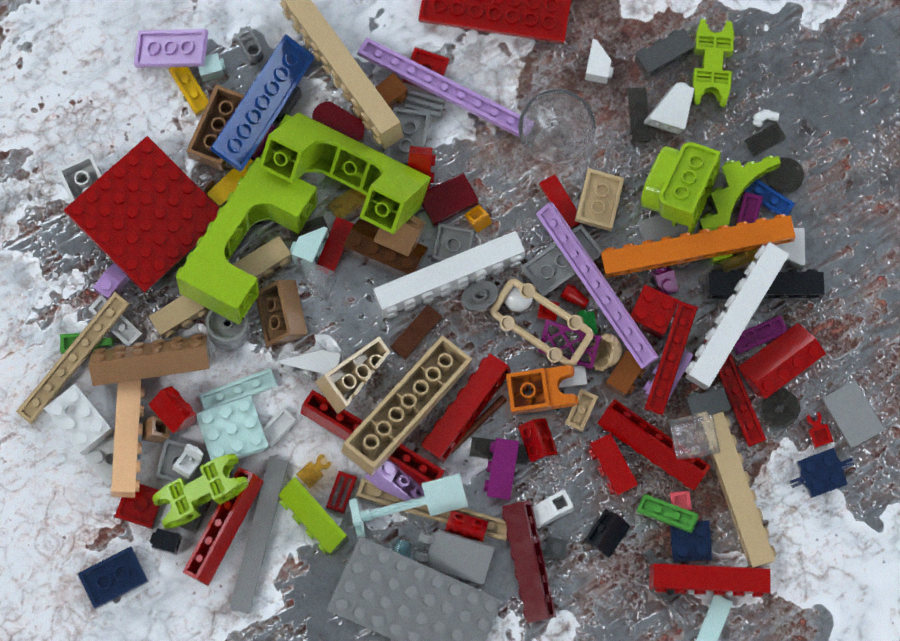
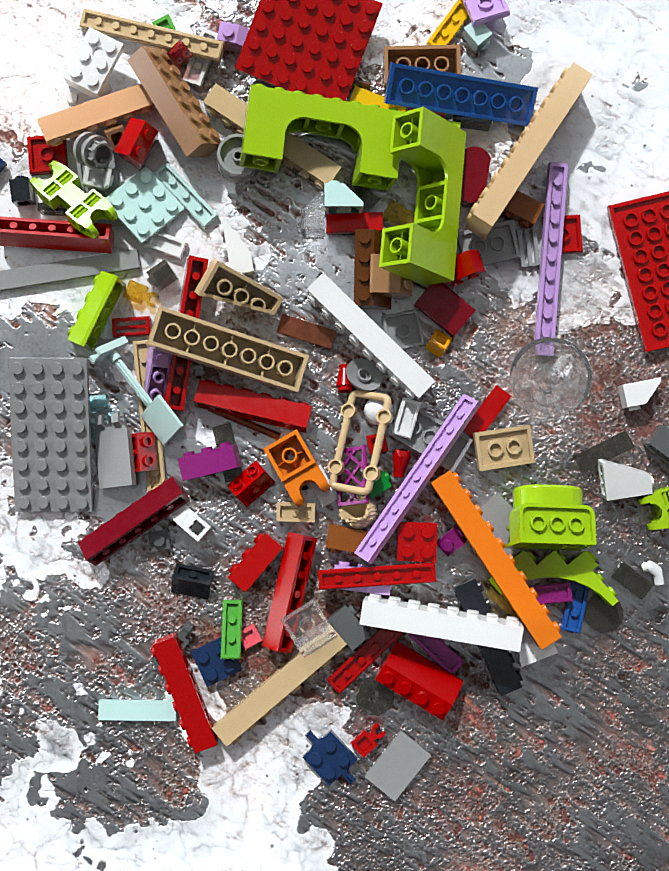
camera: 65 degrees right, 10 degrees up
(106, 337) = (179, 54): none -> clear red tile
(163, 453) = (92, 150): none -> light grey piece
(248, 42) = (516, 60): light grey piece -> none
(281, 313) = (272, 201): medium nougat slope -> none
(306, 442) = (161, 275): none -> clear smoke brick
(479, 317) = (343, 384): none -> red cone
(536, 273) = (406, 418): none -> white tile

